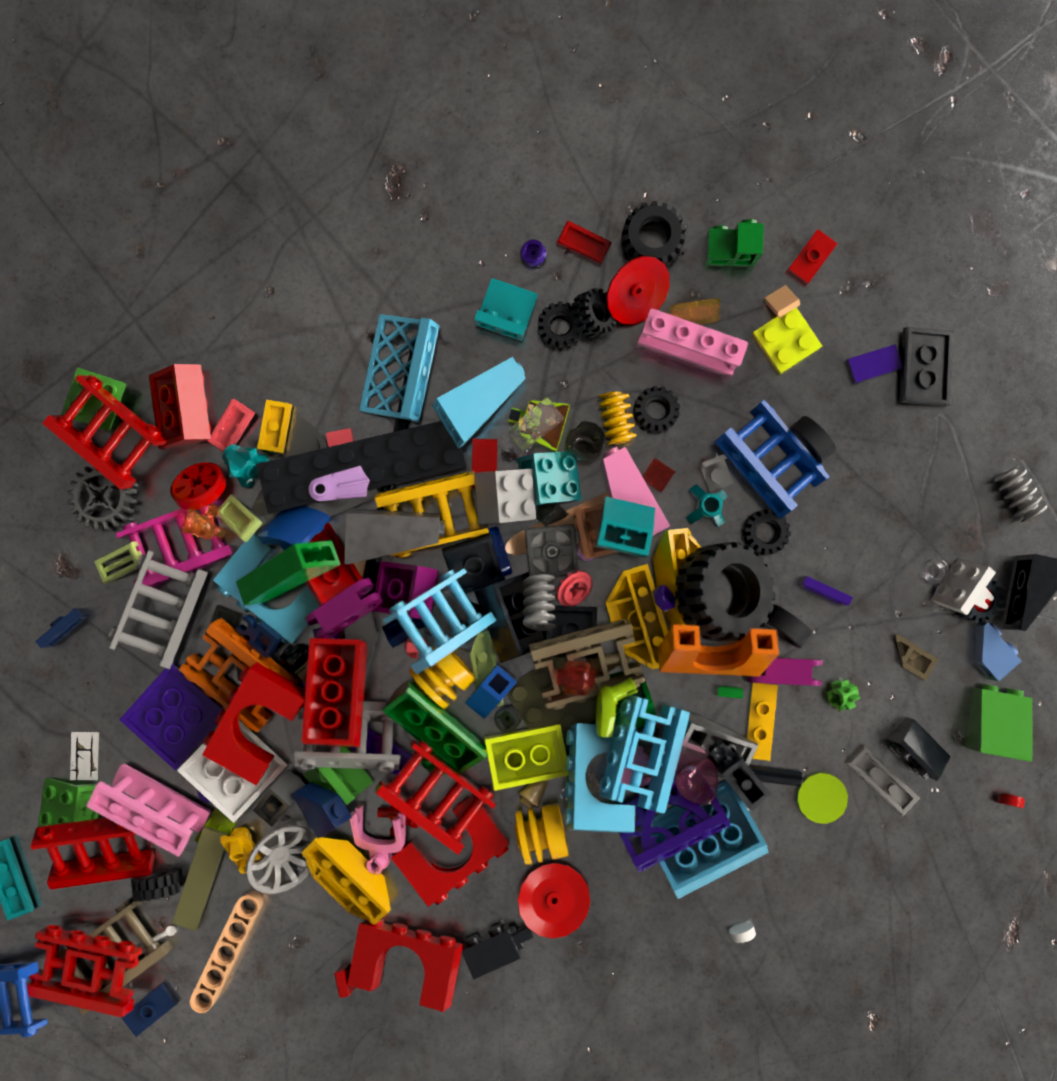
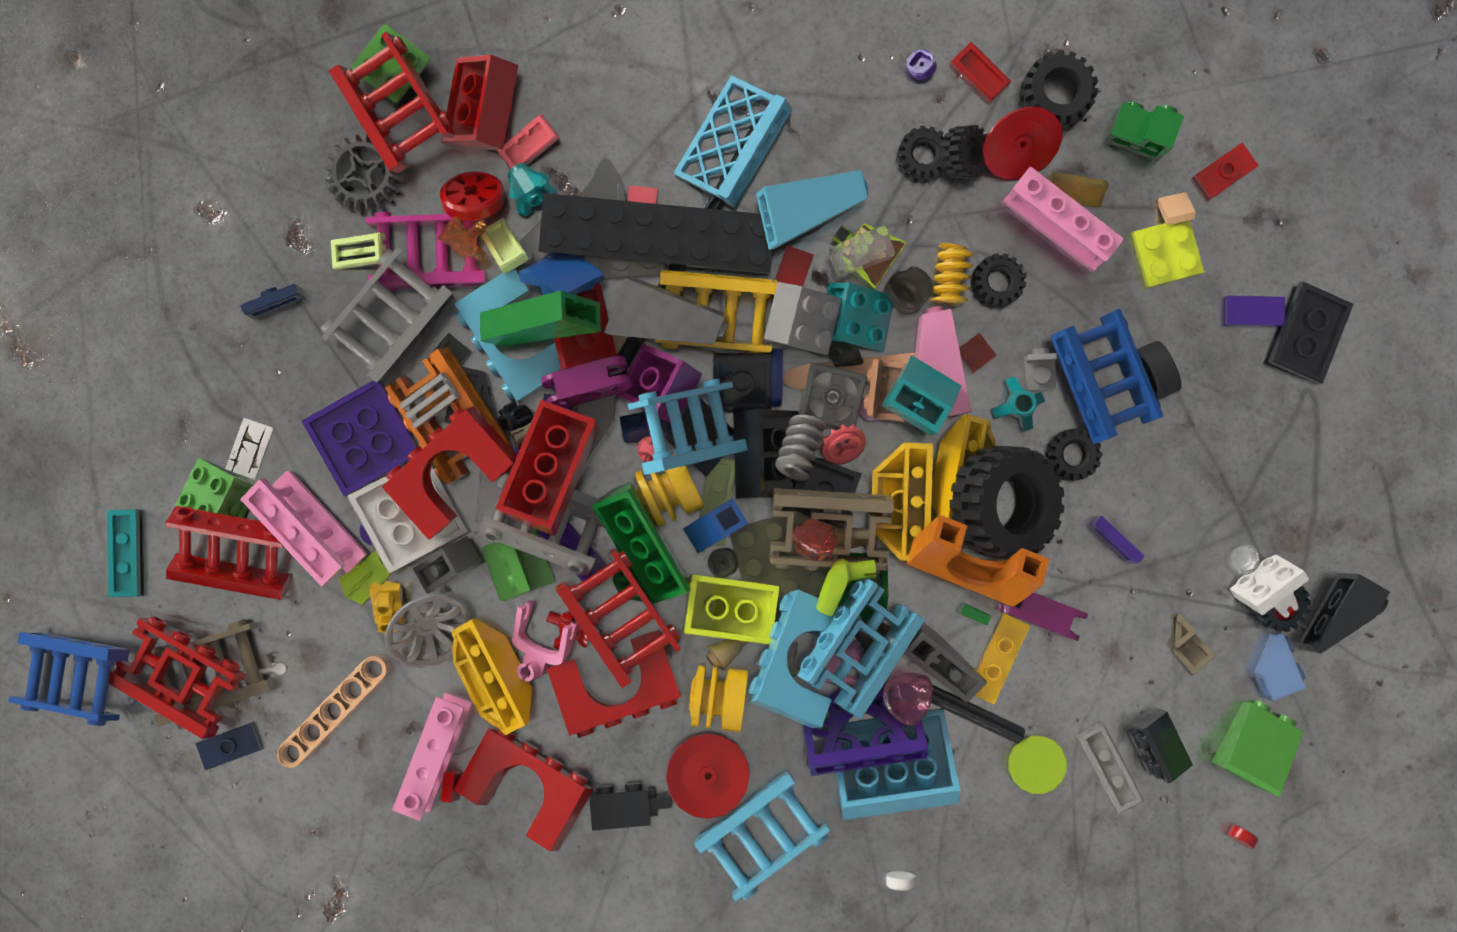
camera: 15 degrees right, 0 degrees up
(155, 886) = (282, 613): black tyre -> none
(200, 879) = (331, 623): olive tile -> none
(208, 682) = (412, 411): none -> light grey tile
(262, 636) = (487, 382): dark blue plate -> none
(274, 426) = (575, 159): yellow plate -> none
(319, 963) = (432, 755): none -> bright pink fence
(321, 808) = (490, 589): dark blue slope -> none
(341, 485) = (628, 247): lavender piece -> none
(506, 309) = (871, 116): teal bracket -> none
(604, 911) = (735, 824): none -> medium azure fence
(664, 598) = (938, 486): dark purple tile -> none
(738, 775) = (955, 705): black hinge -> none
(788, 626) = (1063, 564): black tyre -> none
(843, 695) = (1098, 659): bright green gear -> none
(1020, 493) = (1367, 505): light grey piece -> none

